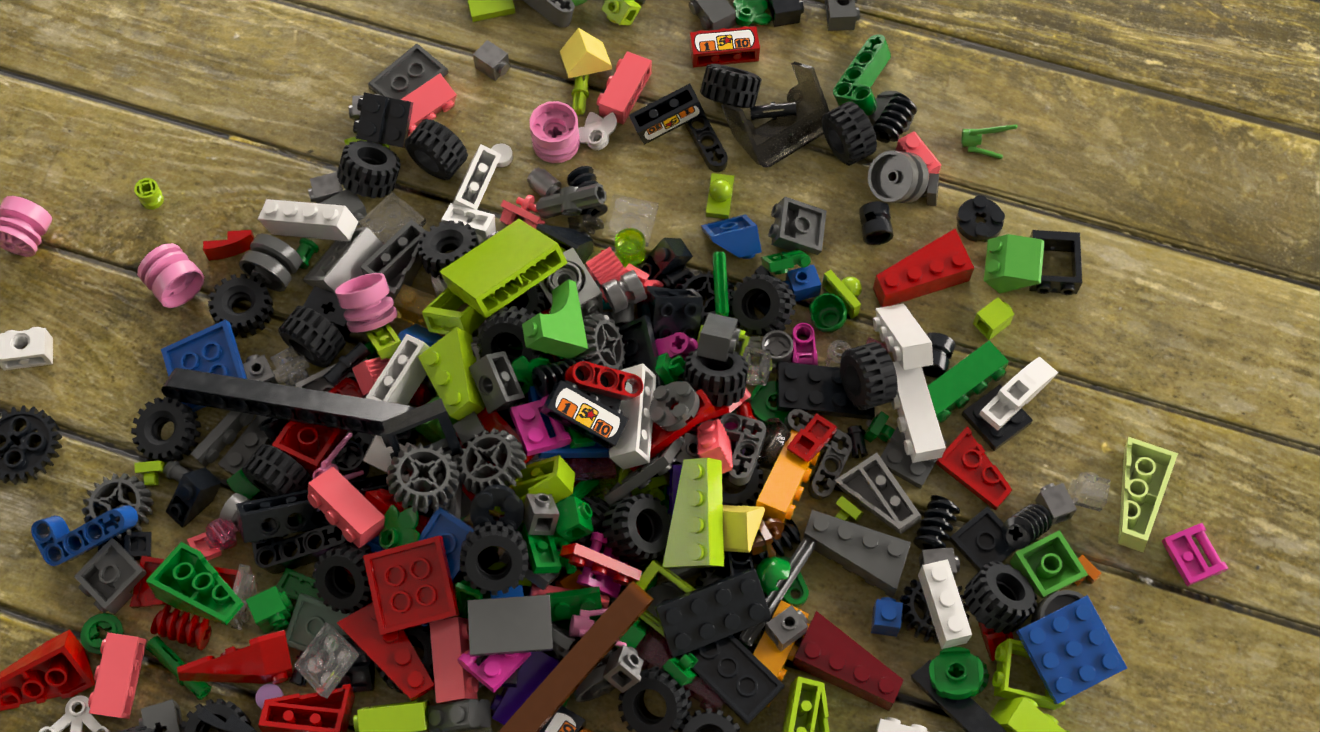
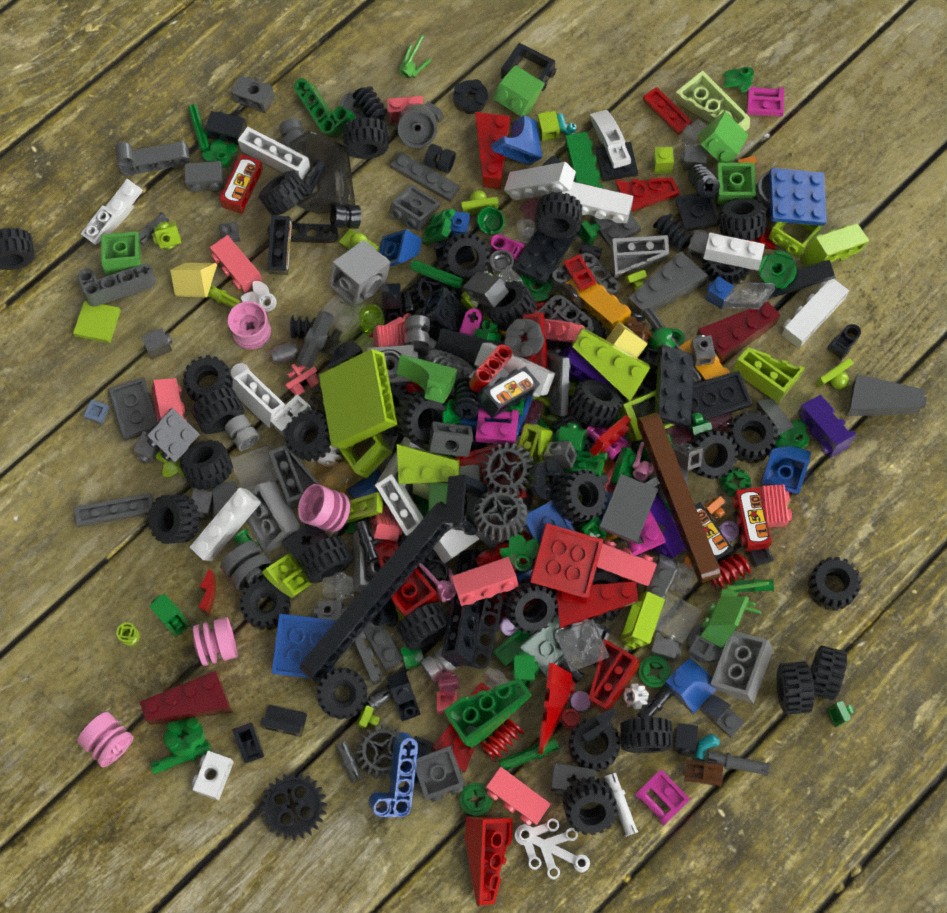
camera: 60 degrees left, 5 degrees up
(39, 314) = (172, 760): none -> green pin
(42, 302) = (177, 729): none -> green plate
(75, 365) = (248, 742): none -> black slope
(96, 475) = (349, 761): none -> dark grey pin
(102, 289) = (190, 700): none -> dark red wedge
(114, 390) = (284, 721): none -> black panel
(176, 215) = (169, 615): none -> green brick
(243, 695) = (570, 718): none -> red plate
(275, 307) = (287, 576): none -> lime slope
(283, 115) = (113, 510): none -> dark grey plate
(291, 169) = (173, 519): none -> black tyre
(385, 45) = (96, 412): none -> sand blue plate
(428, 187) = (242, 432): none -> light grey wheel
(473, 111) = (202, 368): none -> black tyre
(662, 65) = (231, 230): none -> dark grey tile
(676, 206) = (359, 273): none -> light grey brick
(742, 161) = (345, 216): none -> black wheel
(777, 58) = (273, 153): none -> white brick
(819, 59) = (290, 131): none -> dark grey wheel
(846, 221) = (425, 176): none -> dark grey plate
(900, 654) = (749, 295): none -> clear plate
(947, 301) = (523, 144): none -> blue arch
(1004, 336) = (564, 127): none -> teal arm
(1029, 468) = (663, 160): none -> lime brick
(1097, 521) = (723, 138): none -> bright green slope
(1102, 441) = (666, 110): none -> red plate
(1204, 508) = (739, 77): none -> green plate

